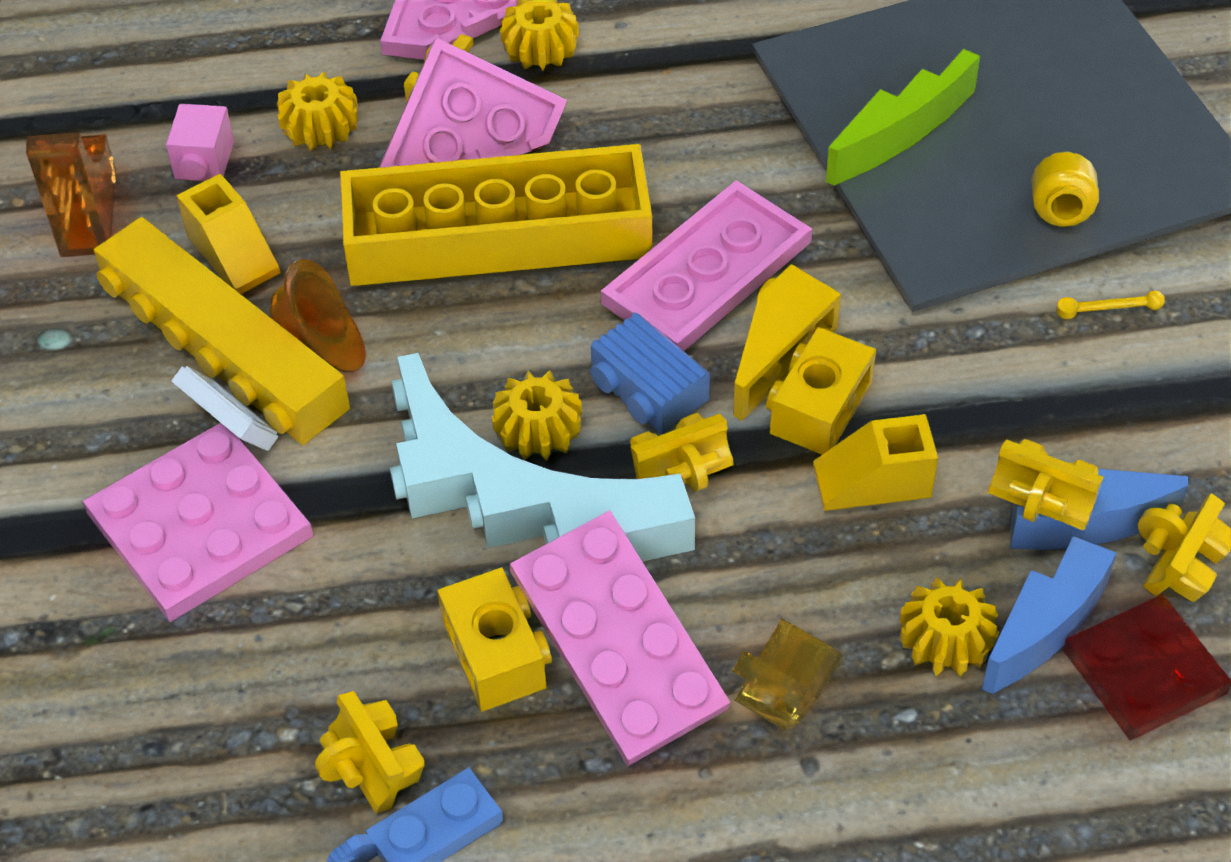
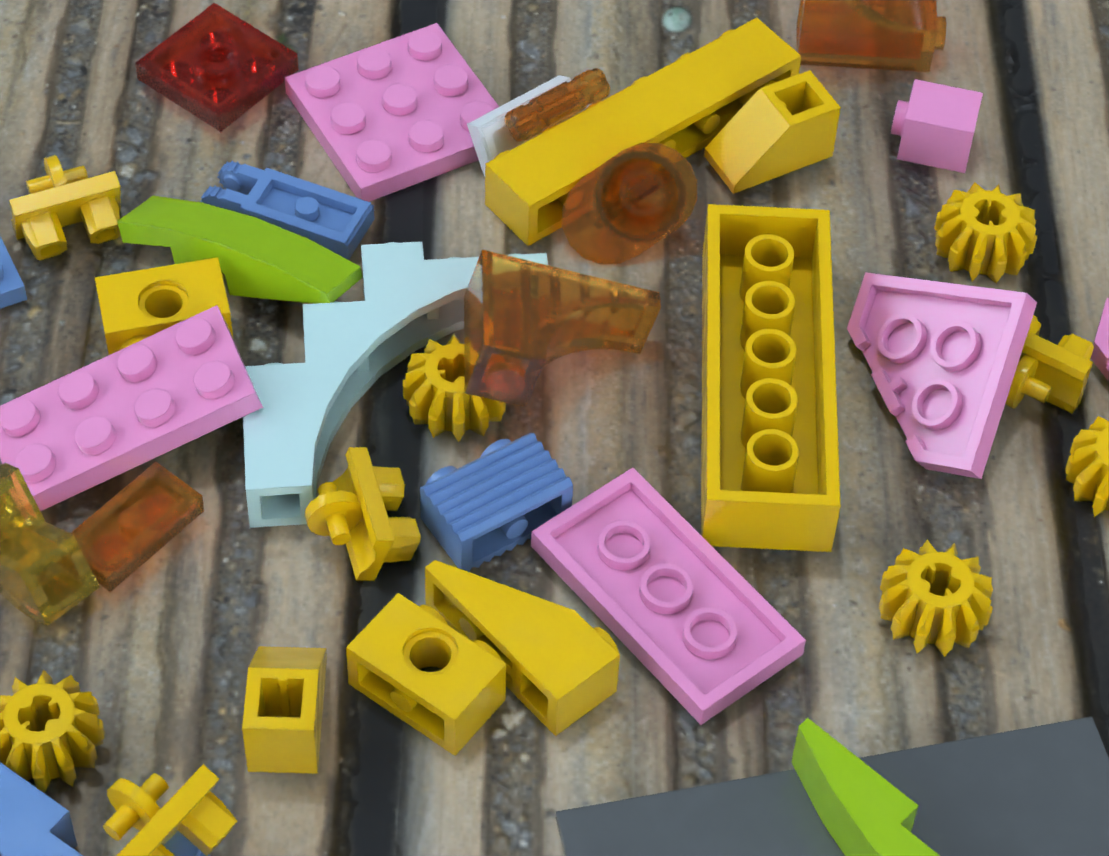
camera: 95 degrees right, 0 degrees up
(153, 670) = (217, 66): none -> clear red plate
(218, 370) = (557, 104): none -> clear orange axle
(340, 573) = (293, 204): none -> medium blue hinge
(406, 594) = (252, 253): none -> lime slope
(496, 352) = (533, 313): none -> clear orange arch
(678, 119) = (936, 598): none -> yellow gear
(725, 612) = (136, 524): none -> clear orange plate

